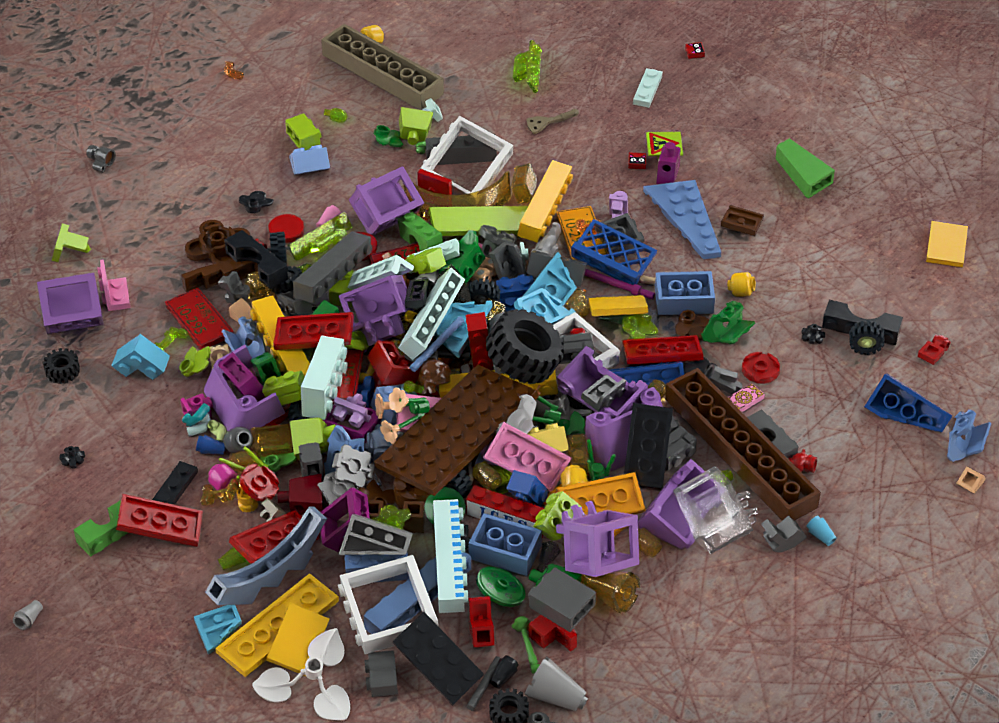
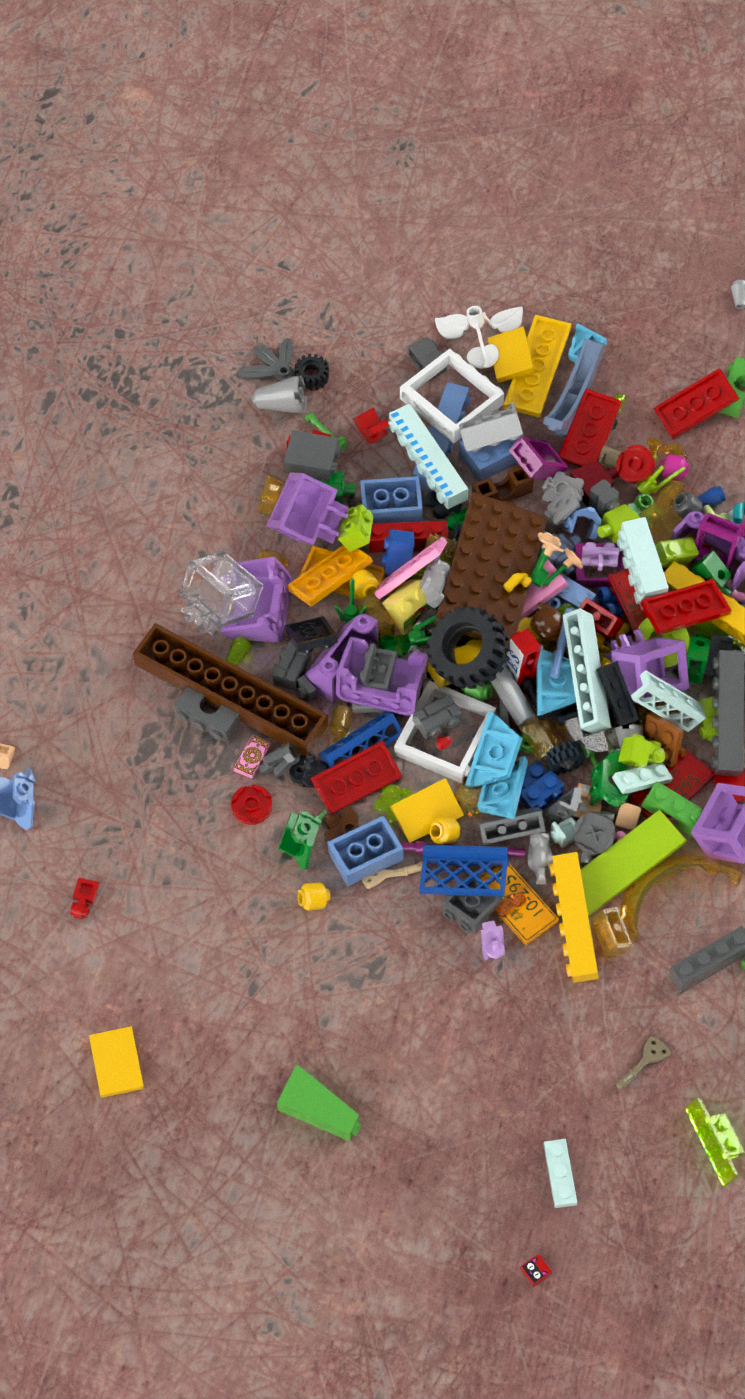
camera: 155 degrees right, 15 degrees up
(176, 483) = (713, 451): black plate -> none
(375, 493) = (534, 503): reddish brown plate -> none
(392, 516) = (499, 469): clear neon green plate -> none
(434, 182) = (699, 876): red plate -> none
(438, 402) = (517, 579): none -> yellow arm
(438, 658) = (385, 371): black plate -> none
(480, 134) = (691, 895): white window -> none
(482, 686) = (344, 389): dark grey bar -> none
(500, 586) = (374, 461): green shield -> none
(504, 671) = (332, 400): black cone -> none
(611, 285) = (444, 831): none -> yellow head
(637, 160) = (512, 1041): tile -> none
(656, 140) = (491, 1073): lime piece -> none
(669, 156) = (468, 1033): magenta torso -> none
(686, 211) = (426, 990): medium blue wing -> none
(742, 220) = (353, 994): reddish brown plate -> none
(783, 535) = (155, 611): dark grey brick -> none
(804, 462) = (166, 701): red animal -> none
(813, 333) = (215, 870): black plant -> none
(820, 529) = (122, 637): medium azure cone -> none
(841, 319) = (143, 899): black arch -> none
(866, 337) = (155, 870): black wheel -> none
(900, 403) = (102, 815): blue wedge -> none

